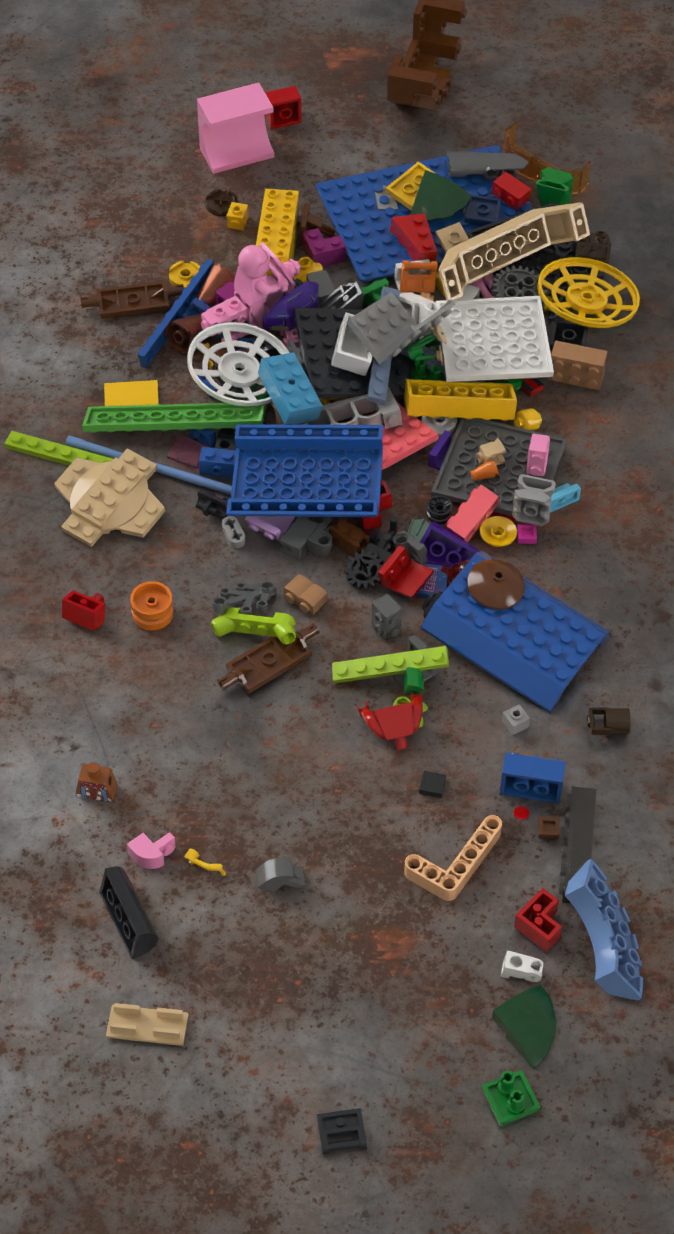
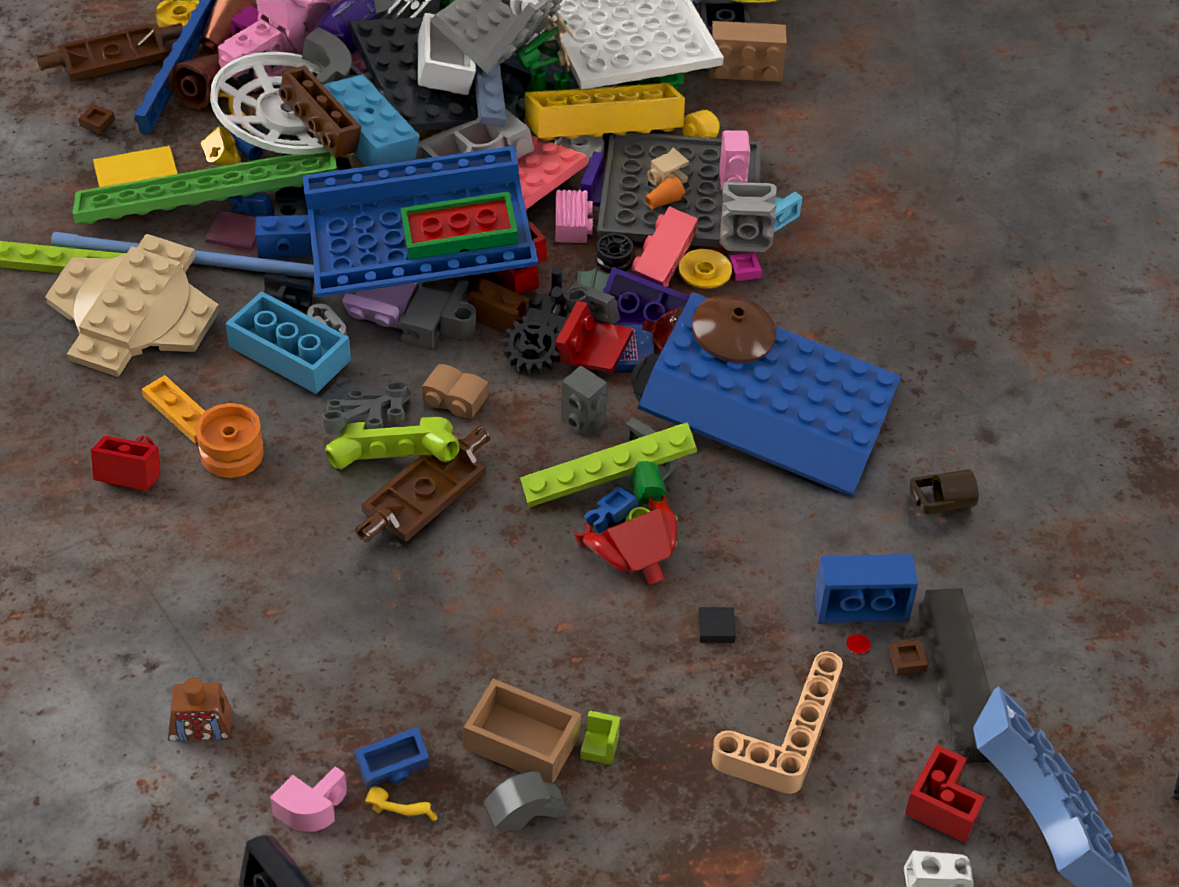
camera: 15 degrees left, 5 degrees down
(112, 352) = (96, 119): none -> reddish brown plate
(122, 574) = (174, 405): none -> light orange plate
(190, 390) = (220, 148): none -> yellow piece
(196, 307) = (206, 46): blue bracket -> none
(204, 542) = (288, 342): none -> dark azure brick
(205, 833) = (392, 758): none -> blue brick
(258, 377) = (320, 111): none -> reddish brown brick
(277, 331) = (329, 54): none -> dark grey arch
(288, 831) = (522, 730): none -> medium nougat piece
(330, 480) = (459, 225): none -> brick
(338, 844) = (601, 737): none -> lime panel
(387, 693) = (613, 507): none -> blue plate
(417, 477) = (572, 215): none -> bright pink brick
(515, 719) = (810, 513): light grey plate -> none
(532, 386) = (691, 86): red tile -> none

